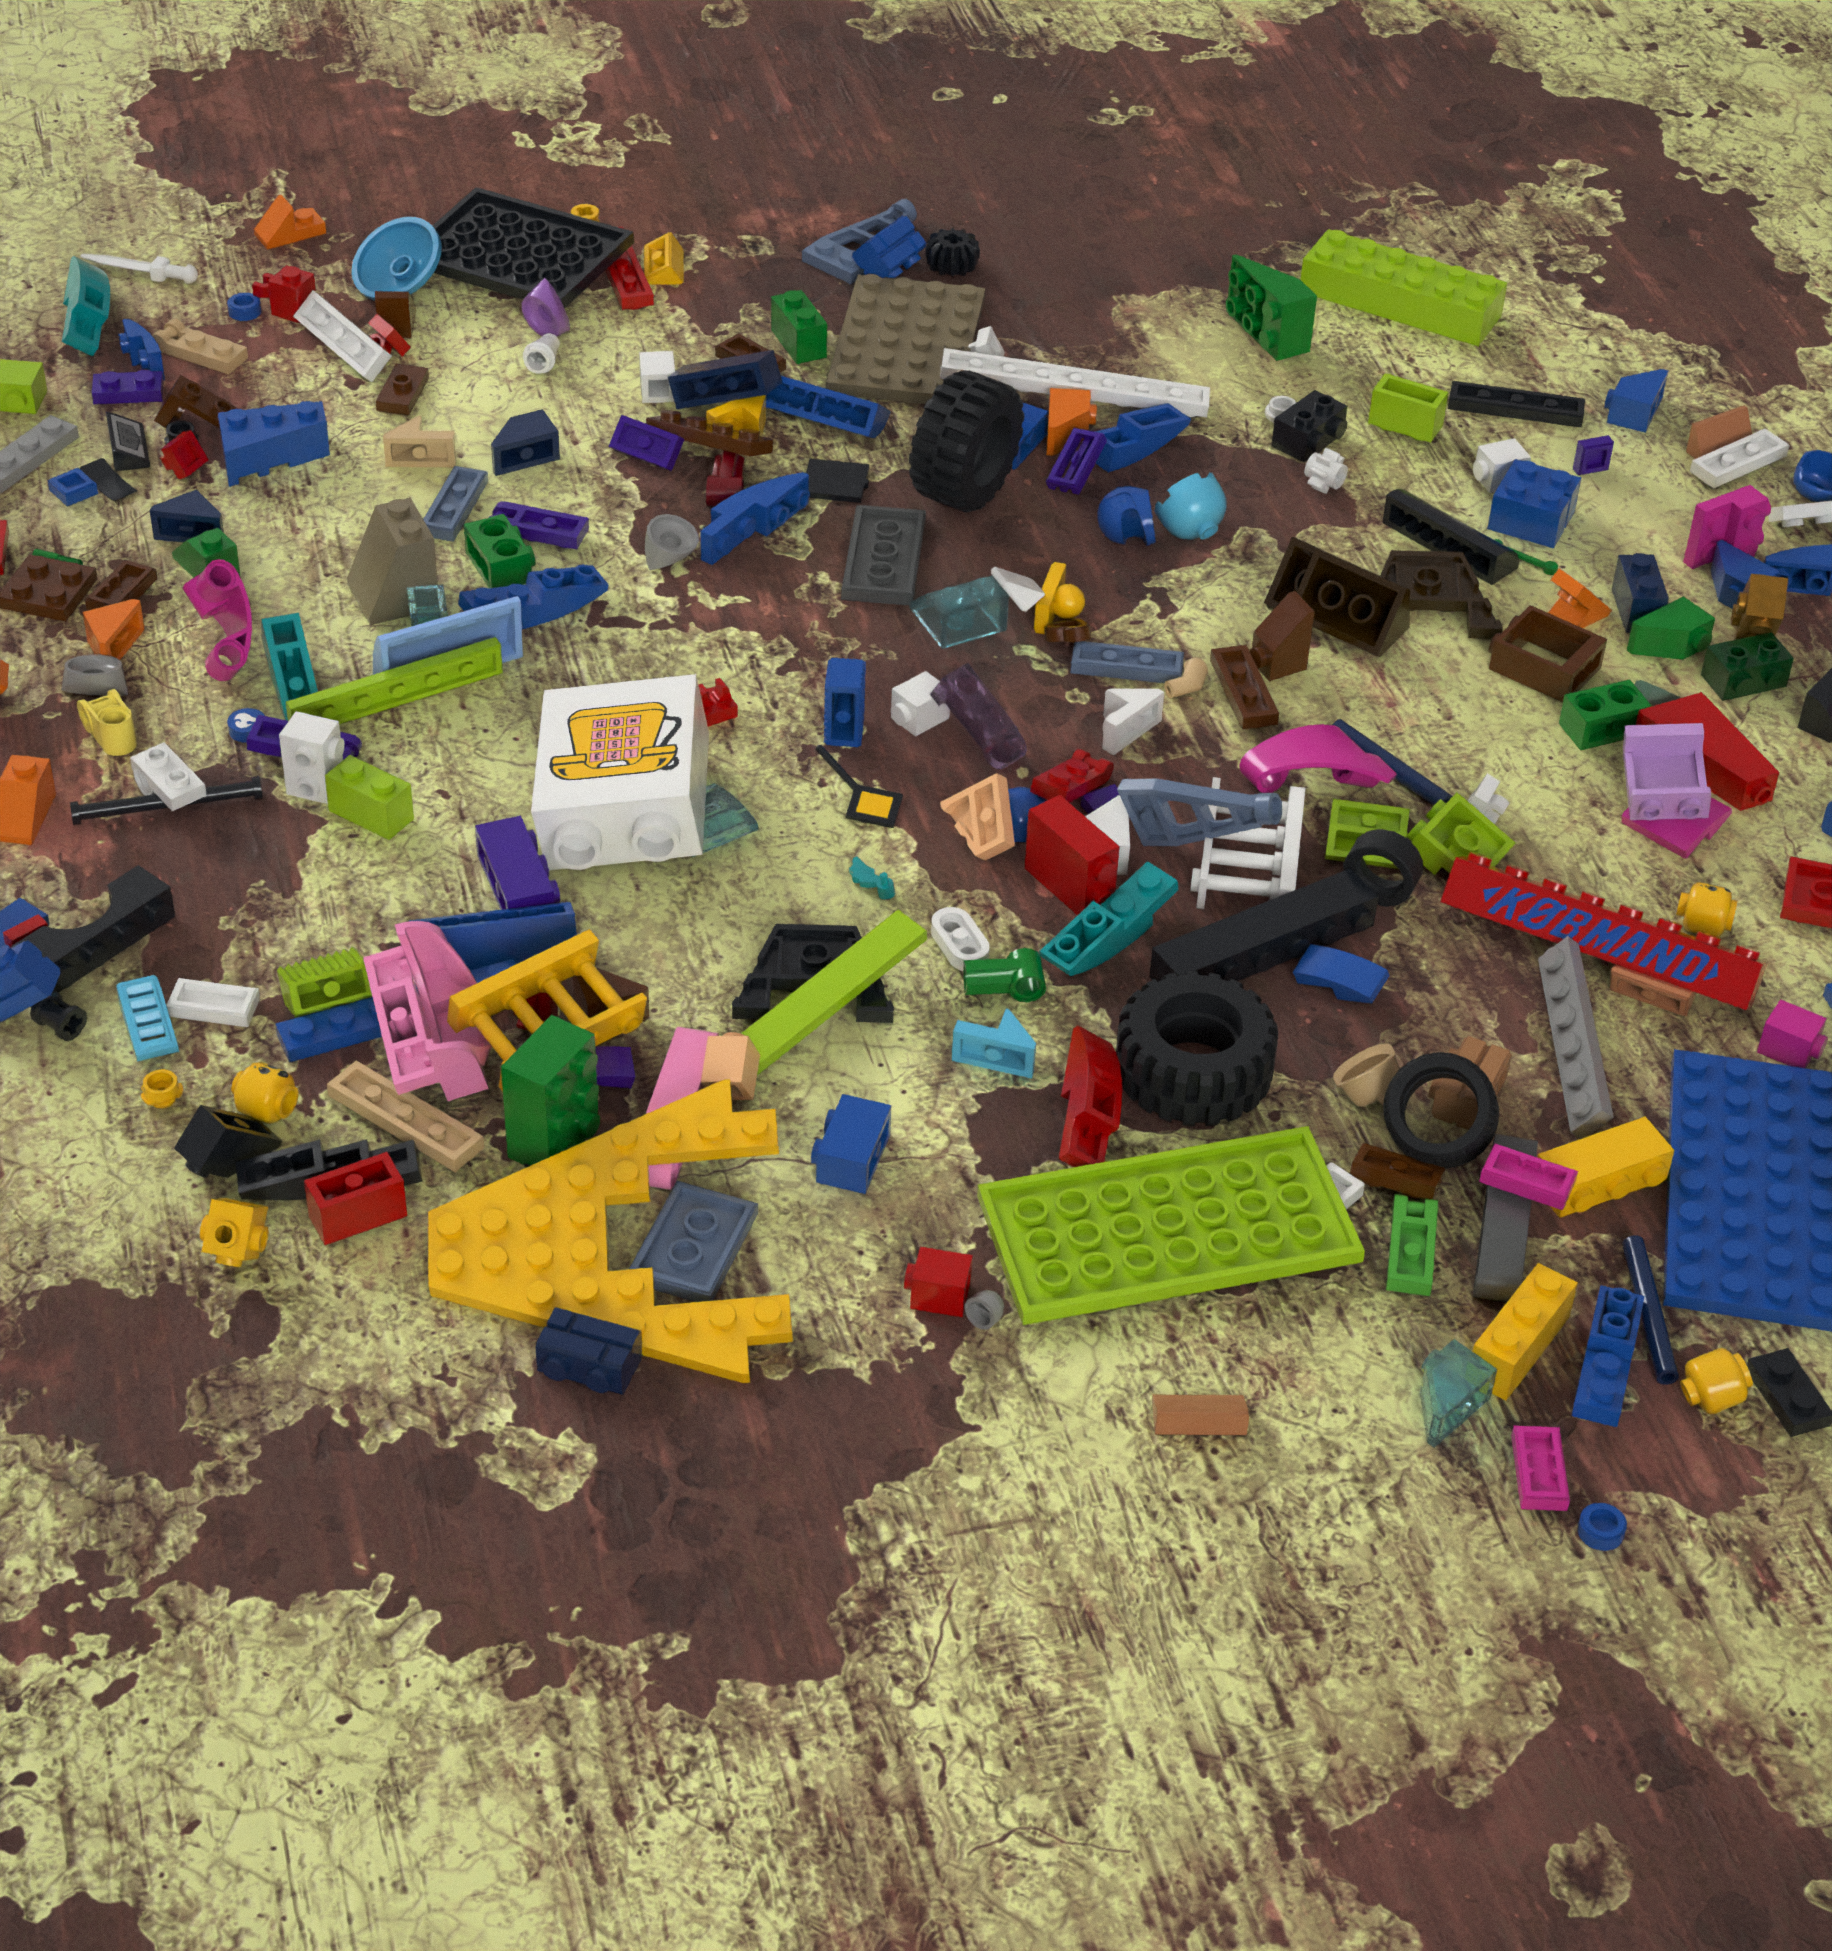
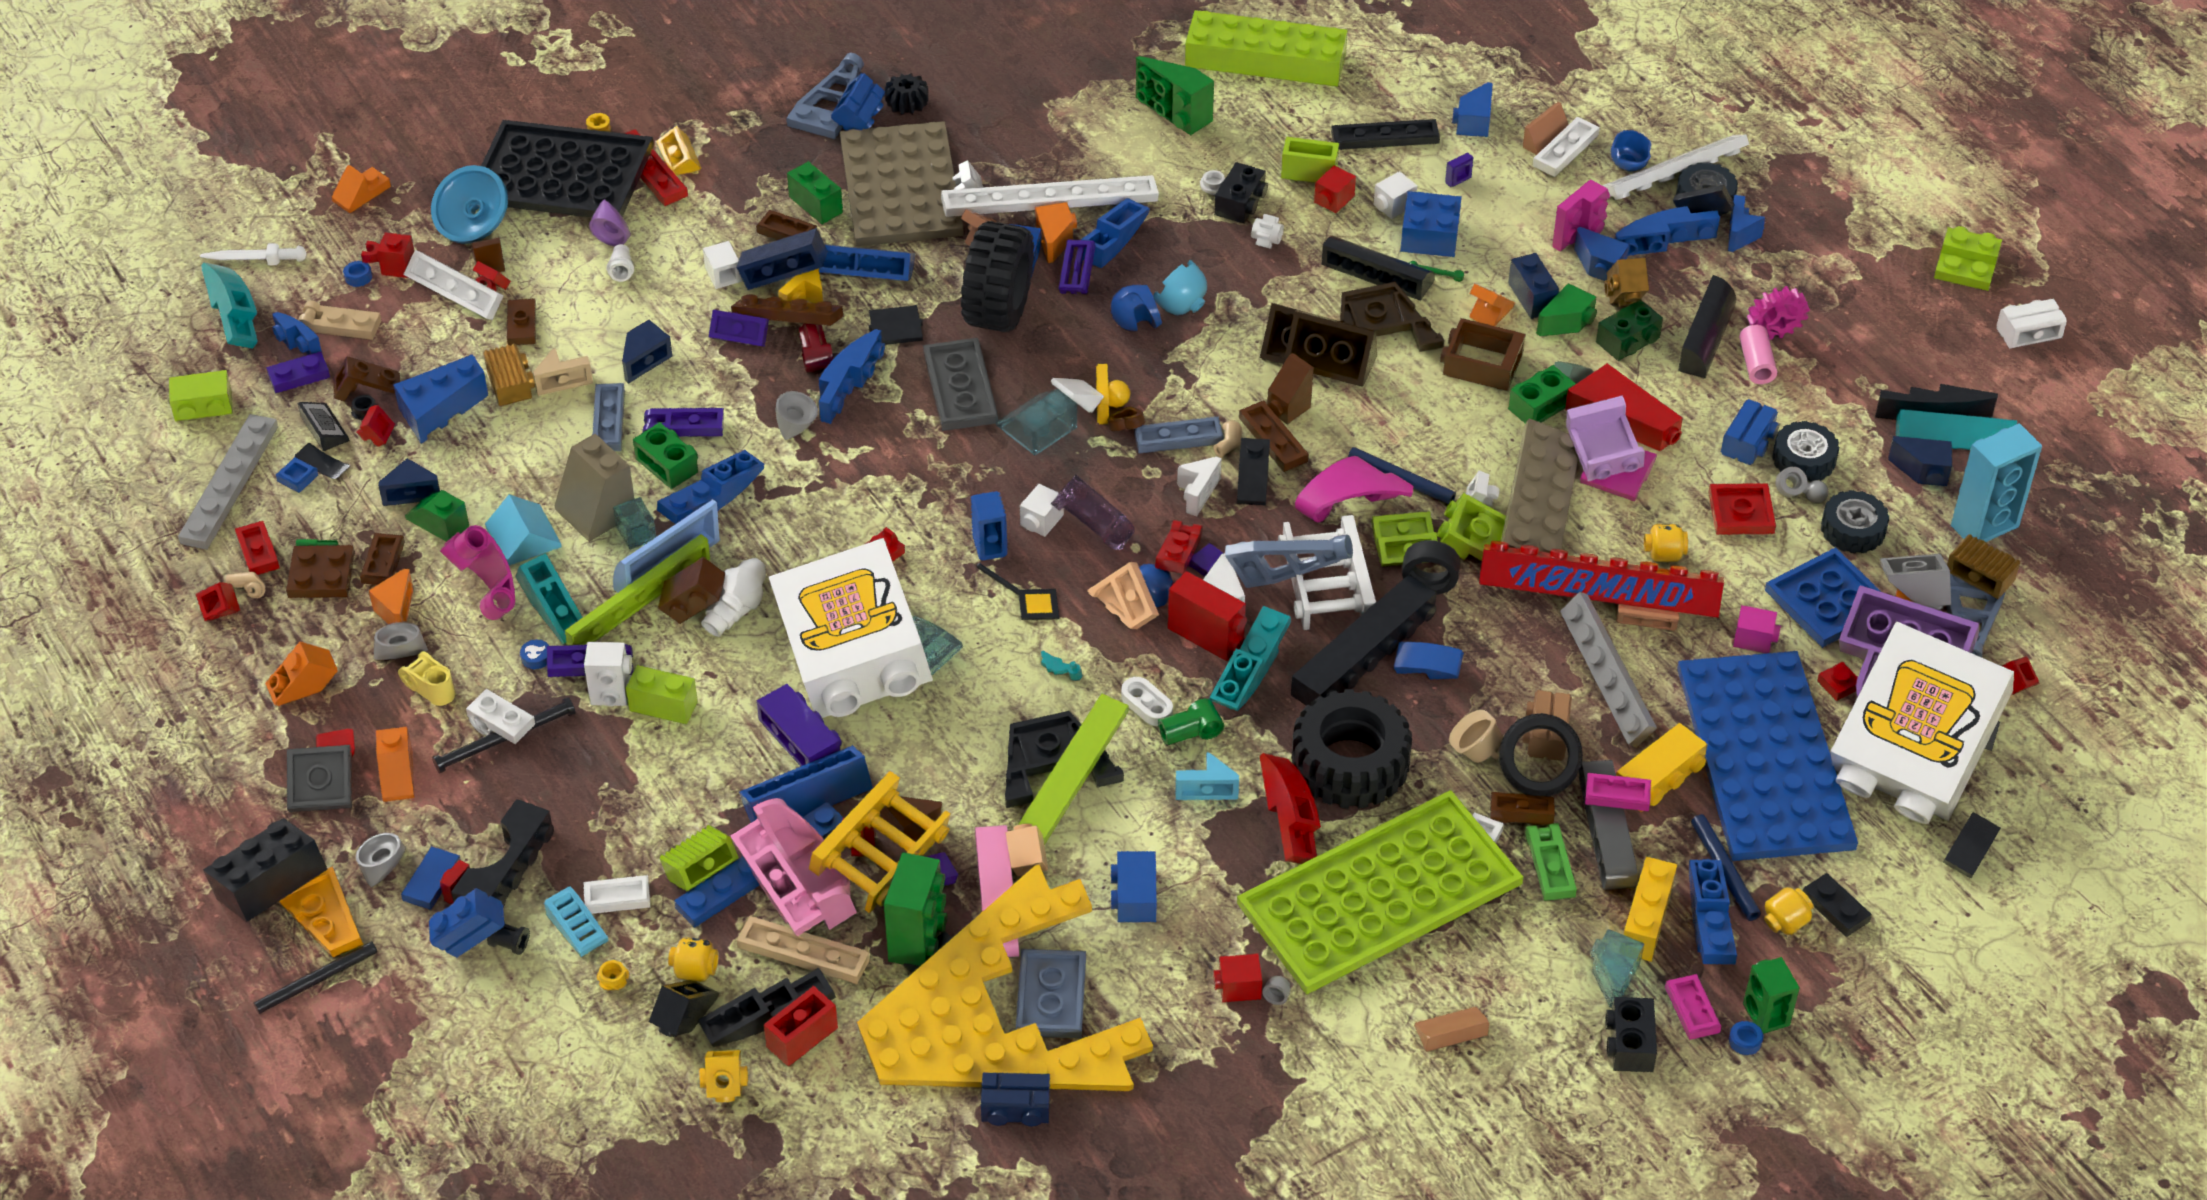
camera: 15 degrees left, 5 degrees up
(297, 586) = (521, 530): none -> medium azure slope
(359, 435) = (508, 374): none -> pearl gold brick
(454, 692) = (691, 590): none -> reddish brown brick
(504, 714) = (739, 594): none -> white animal
(1202, 717) = (1253, 471): none -> black slope
(1427, 443) = (1335, 189): none -> red brick
(1442, 1480) = (1636, 1034): none -> black brick
(1565, 813) = (1541, 488): none -> dark tan plate
(1651, 1476) = (1771, 994): none -> green brick

